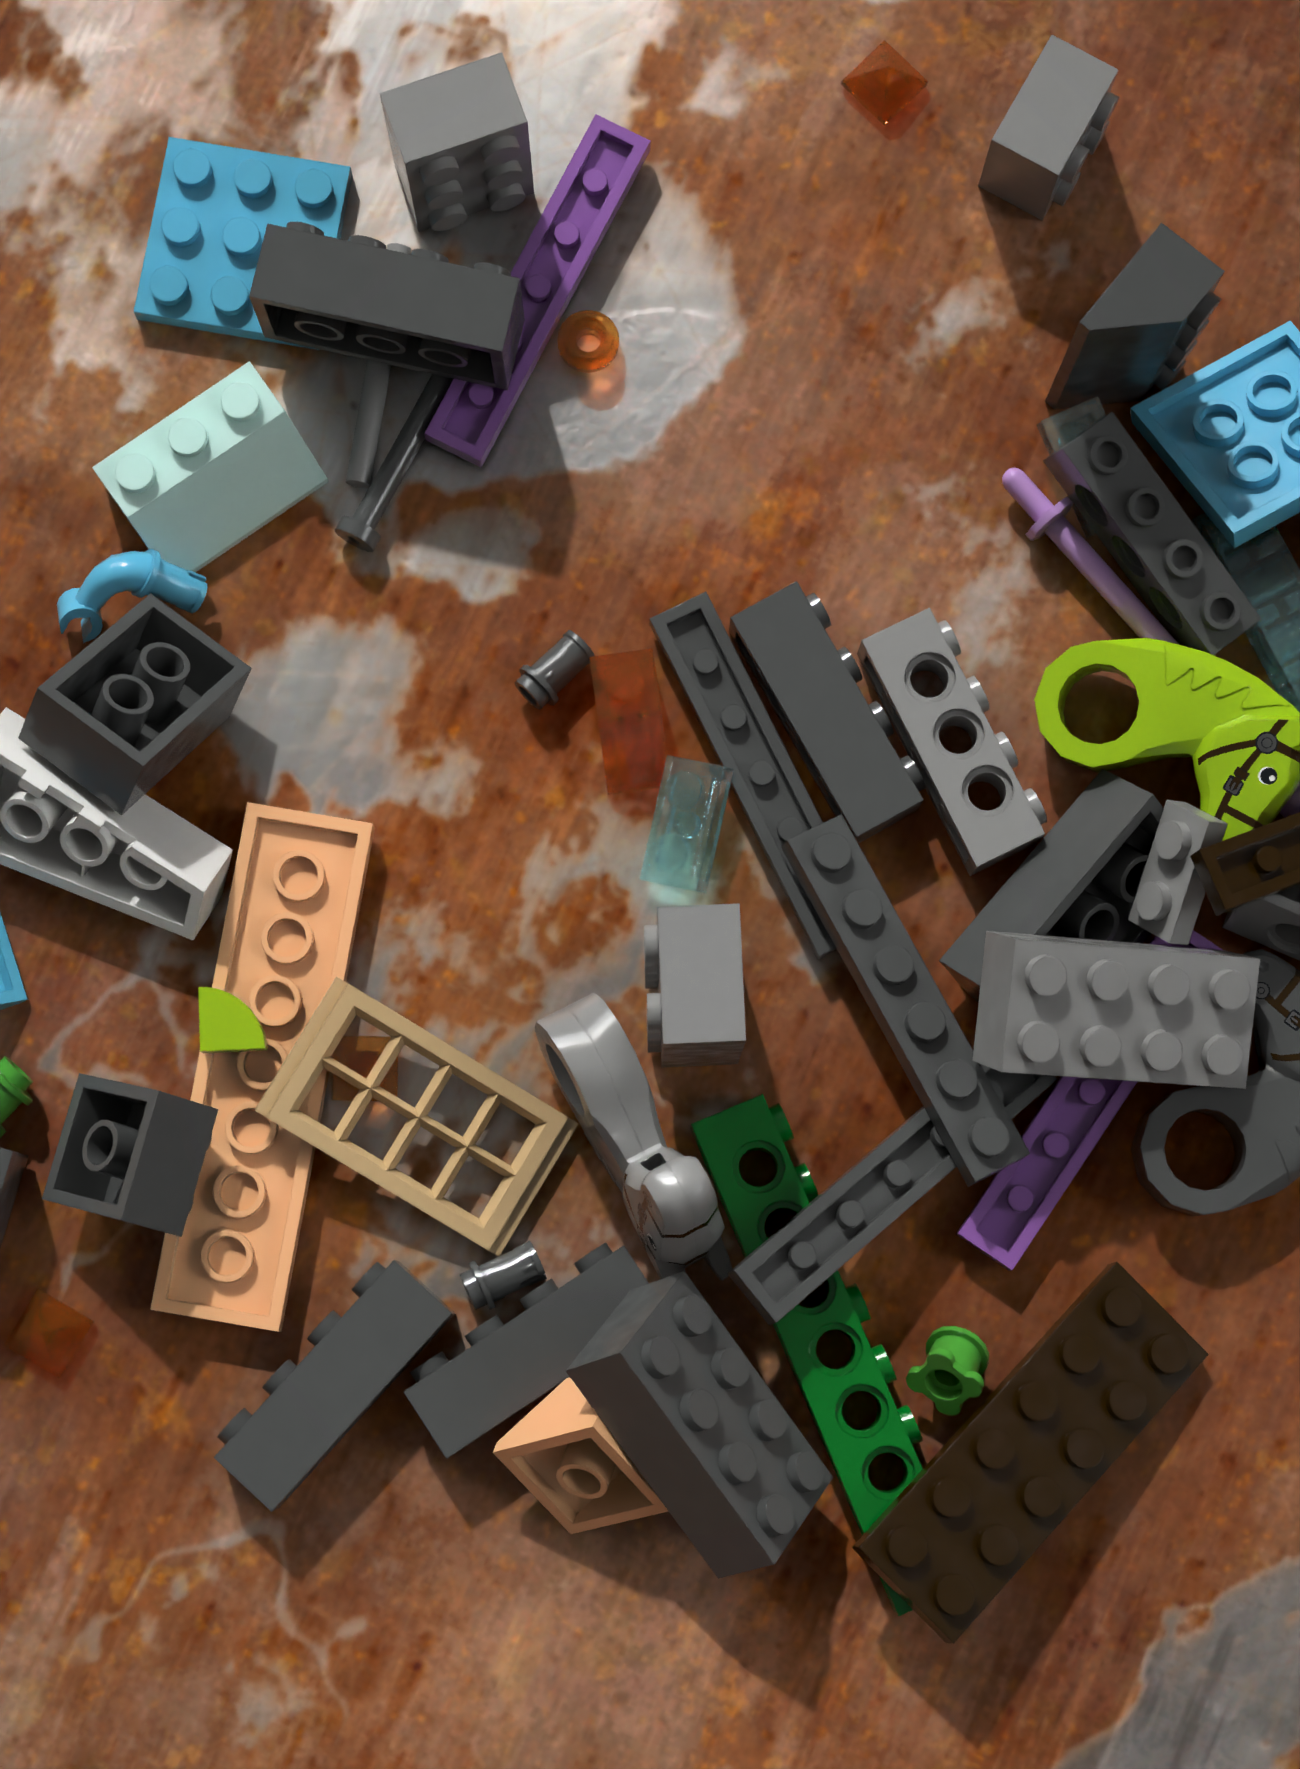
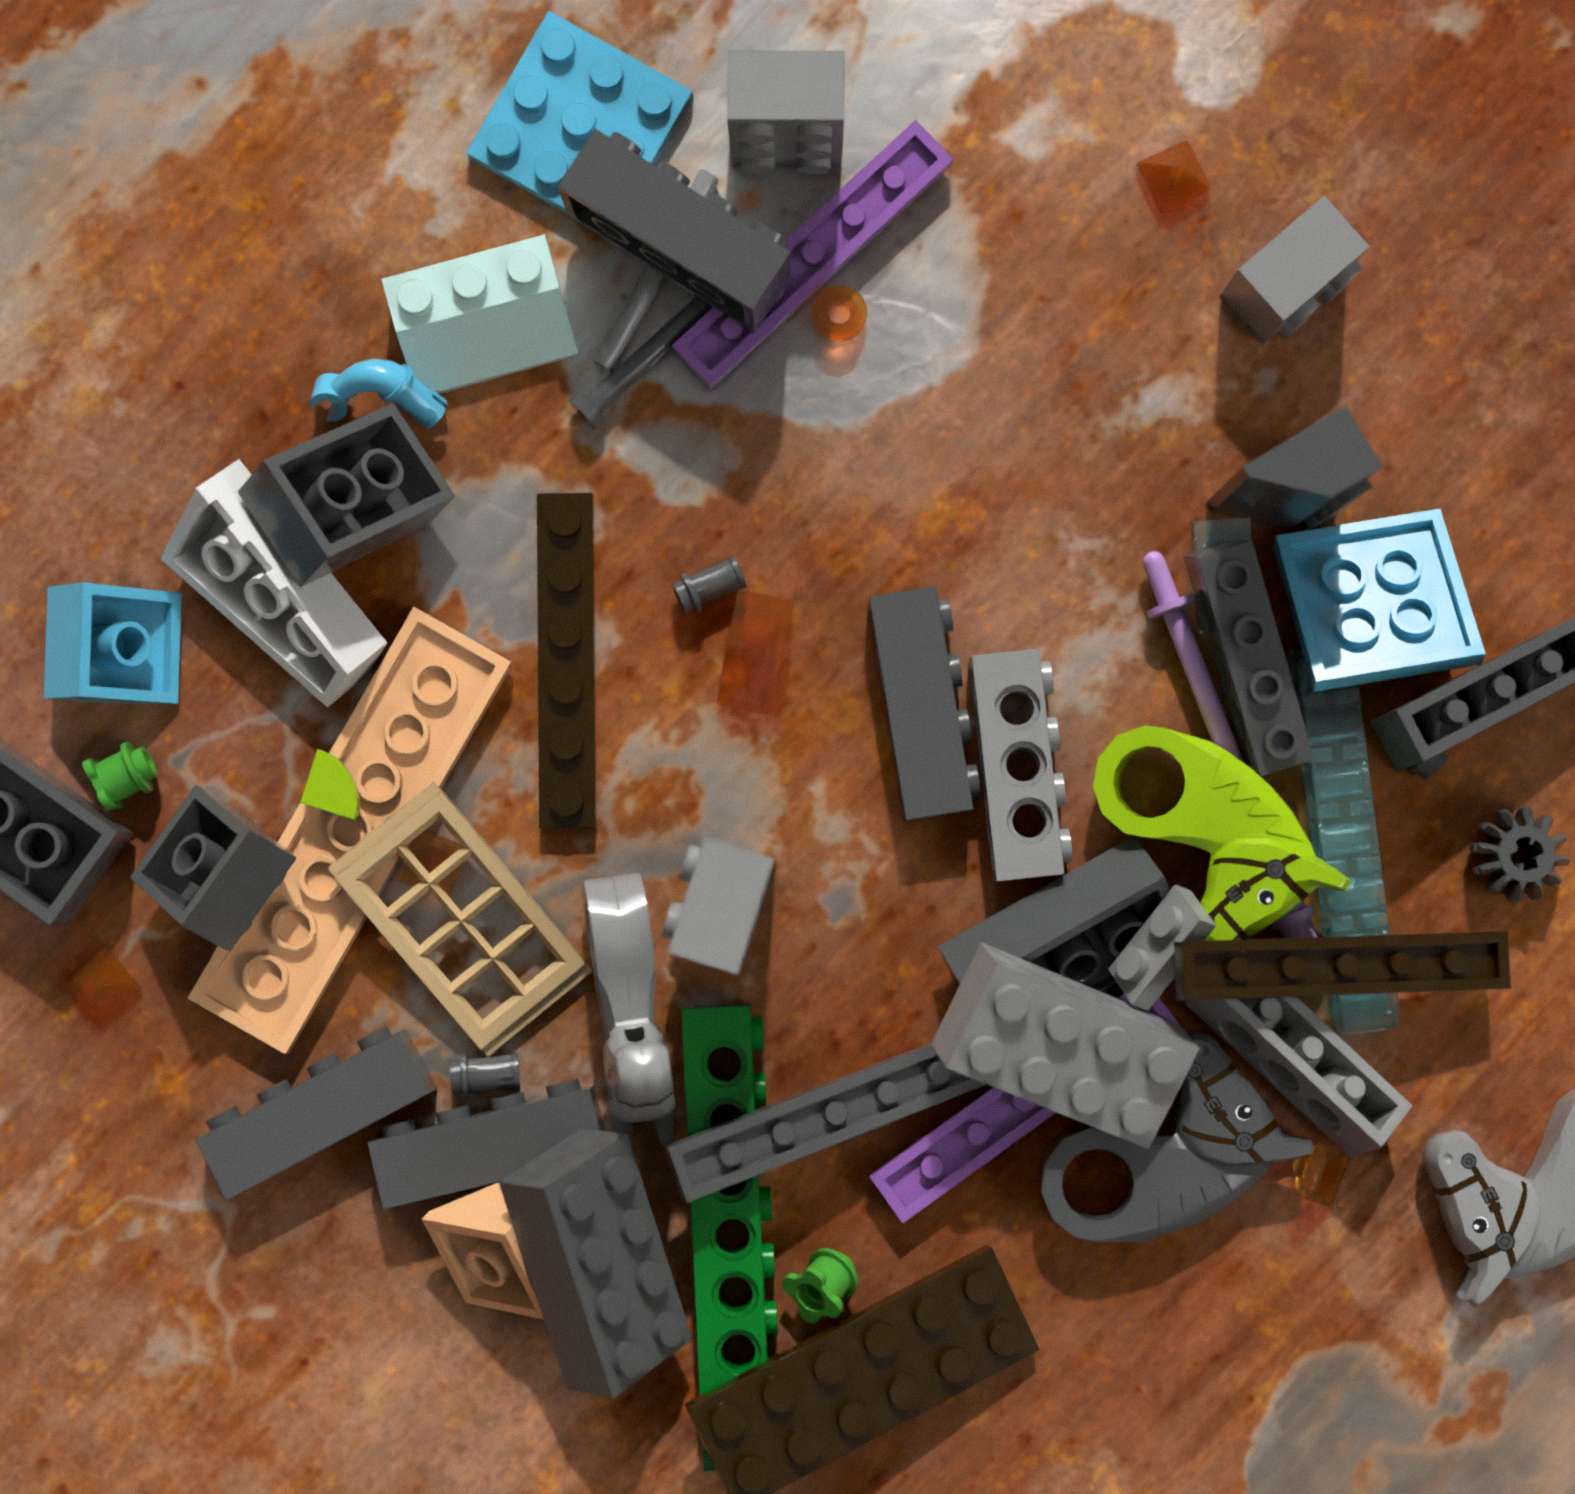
camera: 25 degrees right, 5 degrees up
(431, 805) = (566, 660): none -> dark brown plate
(686, 824) = (770, 756): clear light blue plate -> none
(743, 741) = (849, 736): dark grey plate -> none
(905, 1000) = (895, 970): dark grey plate -> none

